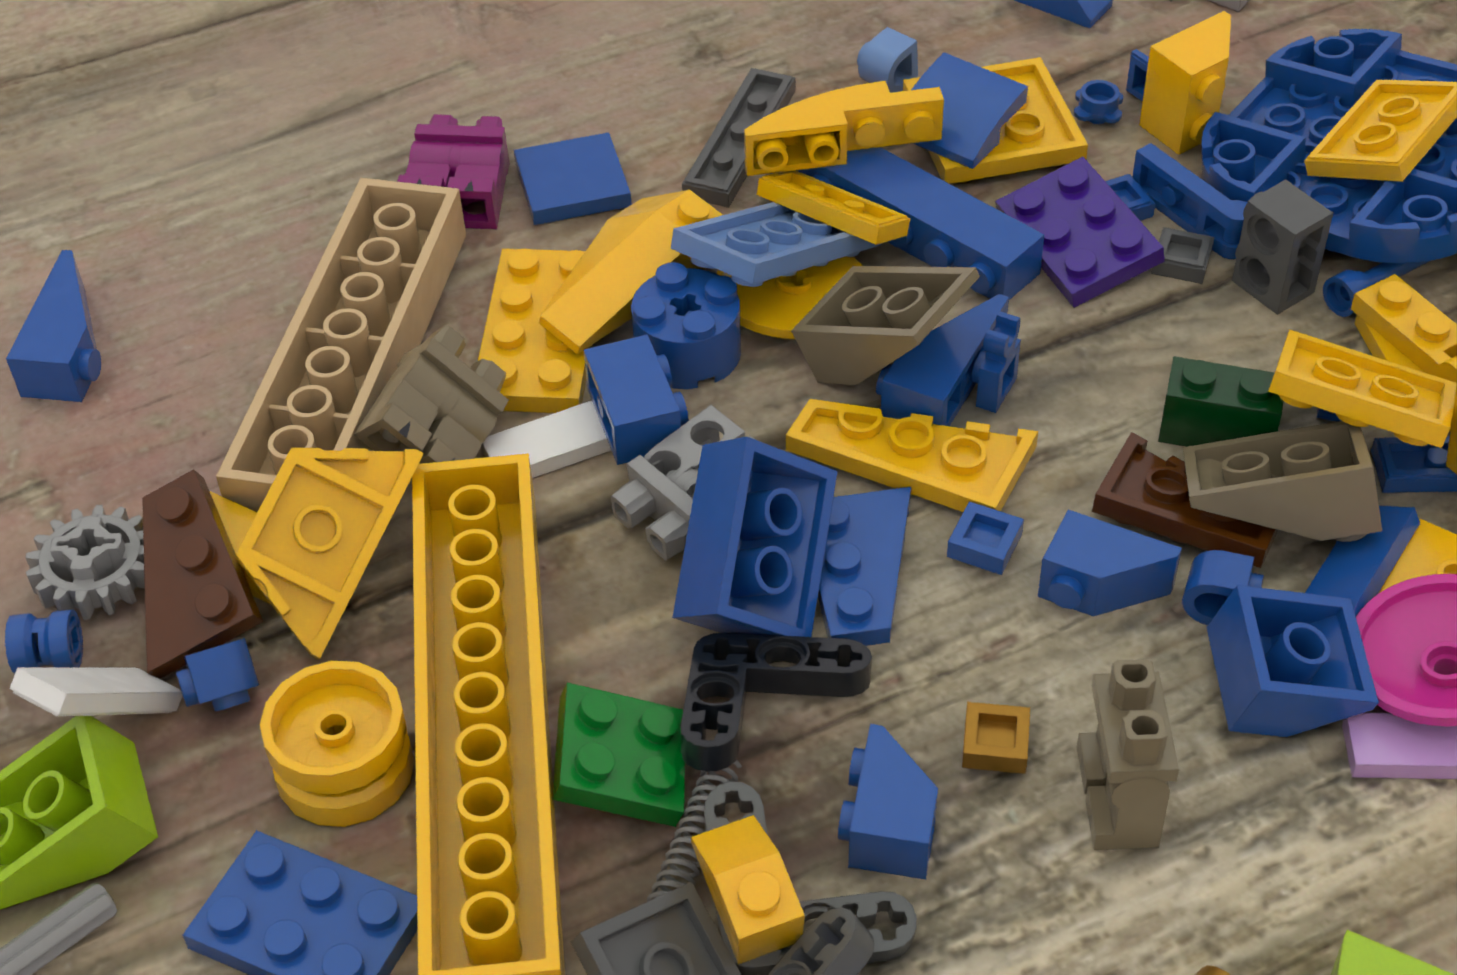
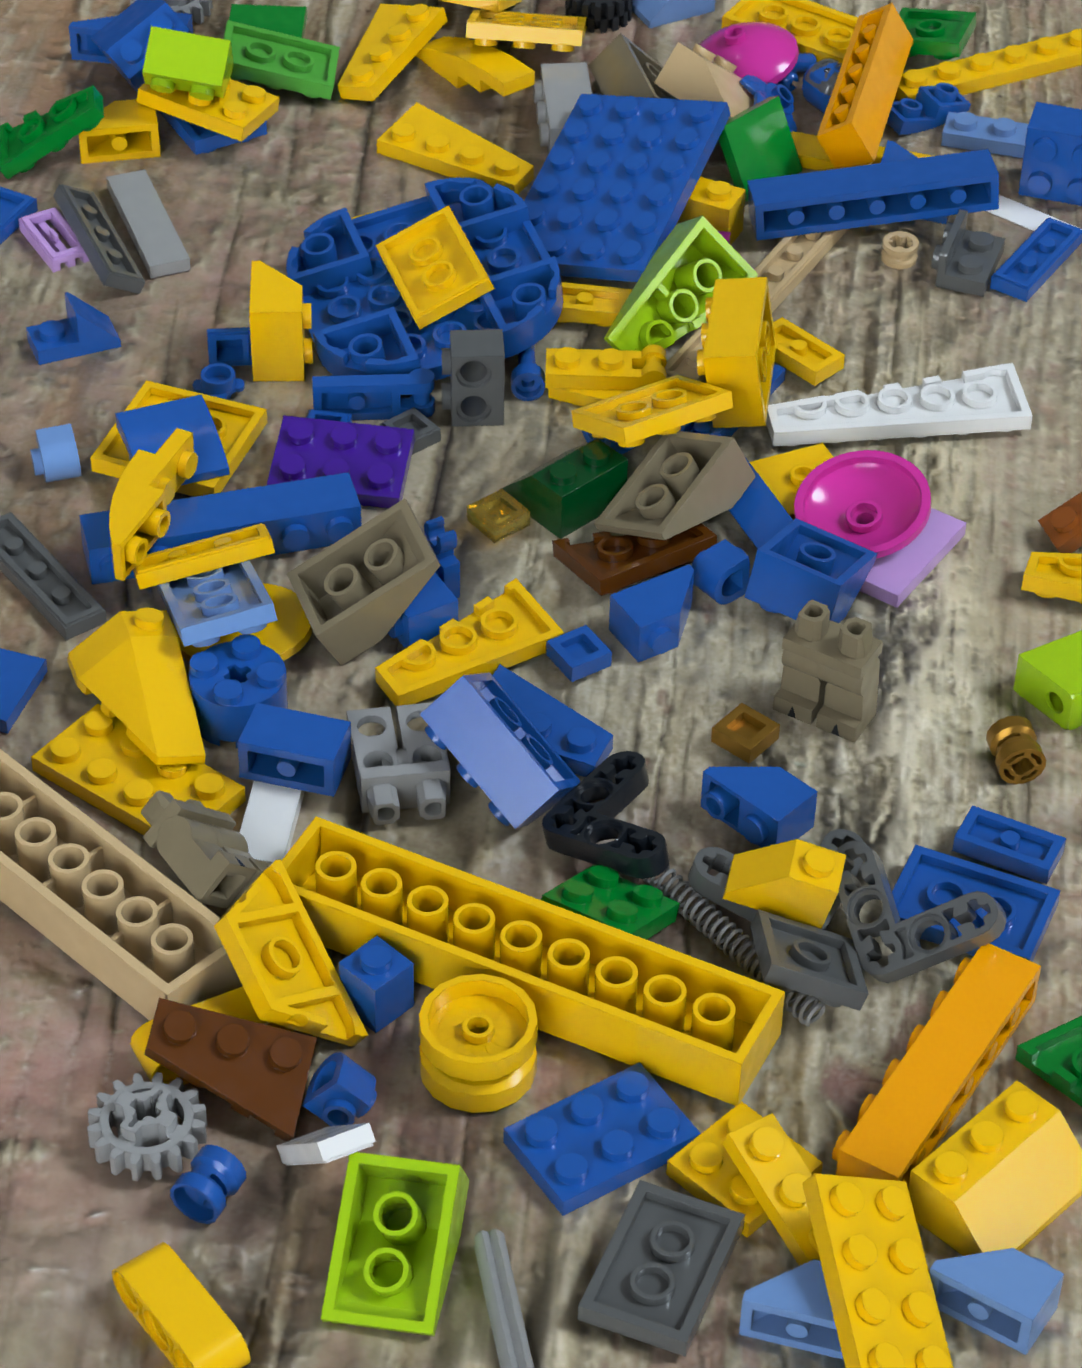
camera: 60 degrees left, 5 degrees down
(376, 623) = (378, 983): none -> blue brick
(1123, 374) = (498, 515): none -> clear yellow plate

